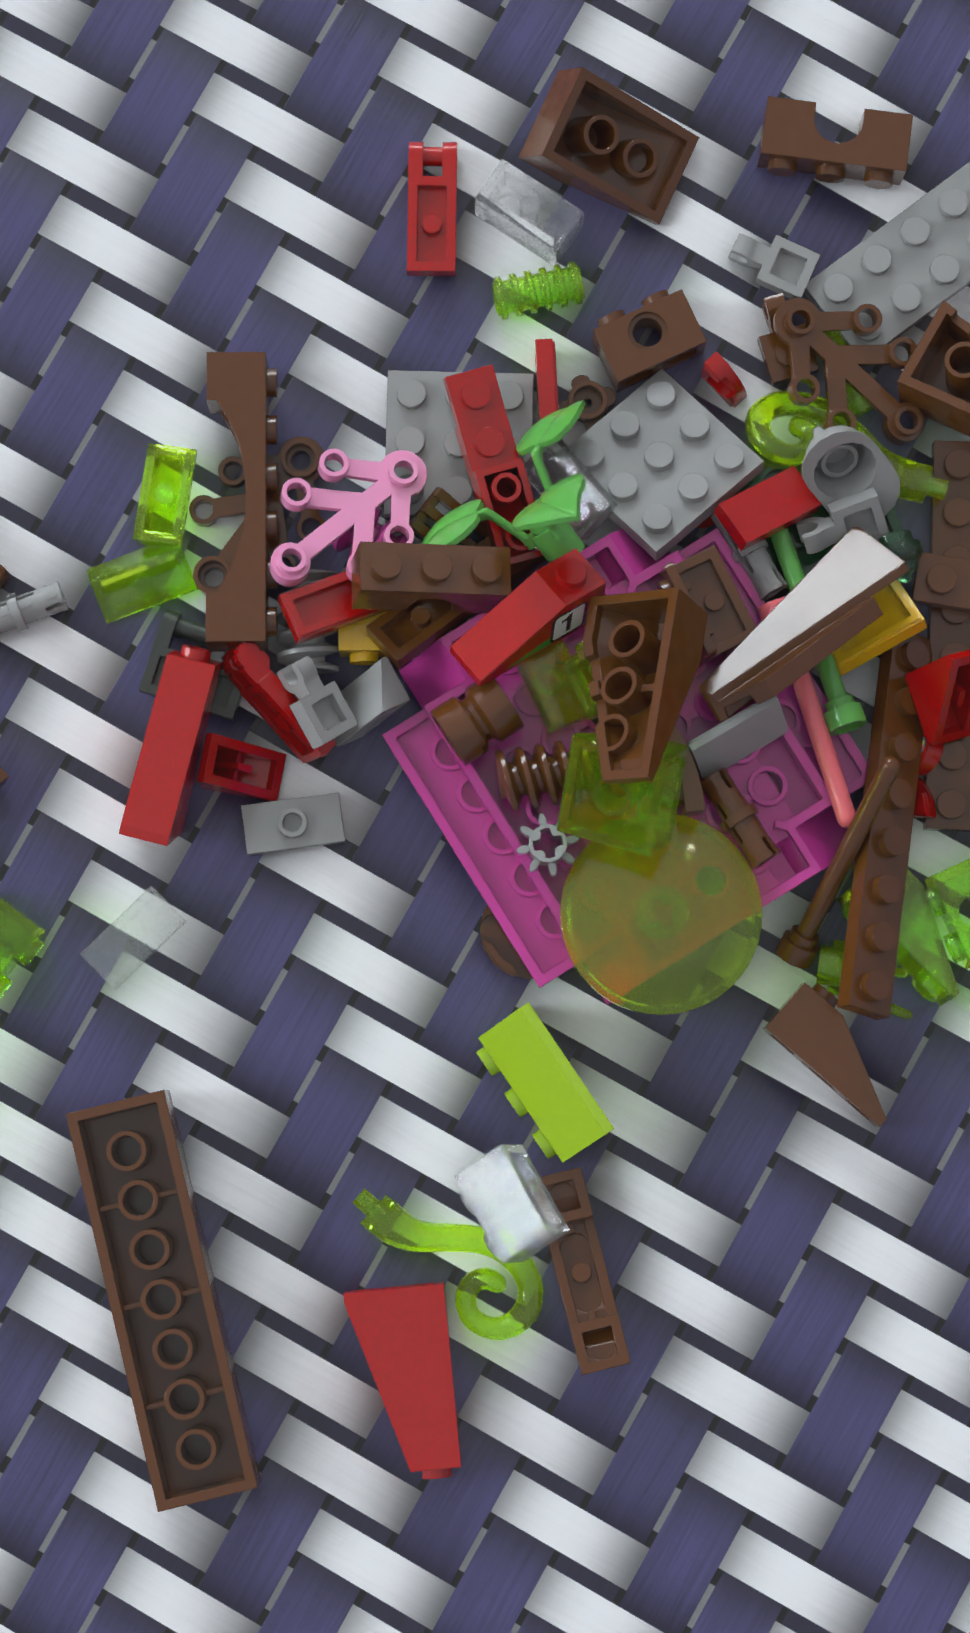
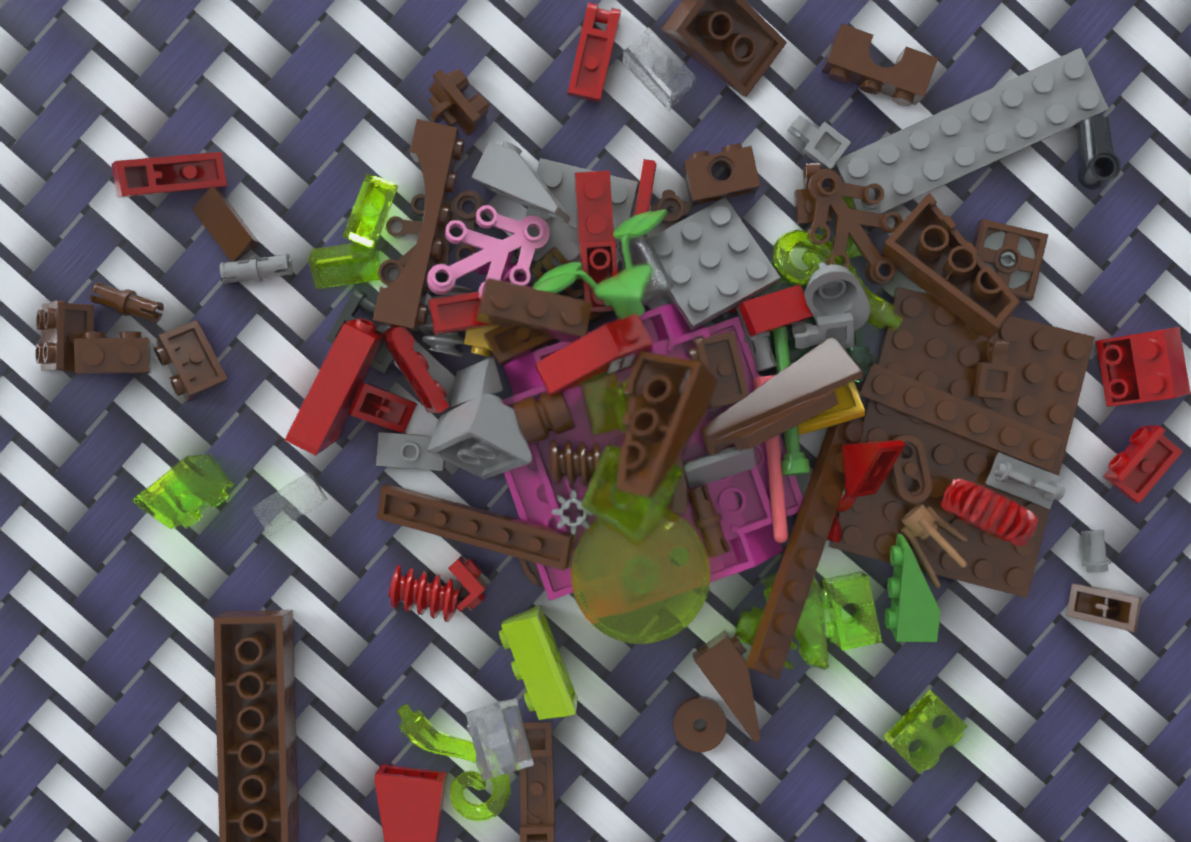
camera: 15 degrees right, 5 degrees up
(248, 321) = (451, 104): none -> reddish brown hips
(320, 708) = (442, 382): light grey plate -> none
(351, 403) = (513, 177): none -> light grey slope
(357, 1020) = (424, 594): none -> red piece
(393, 774) = (481, 437): none -> light grey slope
(410, 904) = (476, 526): none -> reddish brown plate
(415, 979) = (469, 576): none -> red bracket
(538, 290) = (654, 125): clear neon green piece -> none
(723, 380) = (765, 214): red tile -> none
(800, 943) = (729, 607): reddish brown piece -> none
(818, 1121) = (699, 739): none -> reddish brown piece

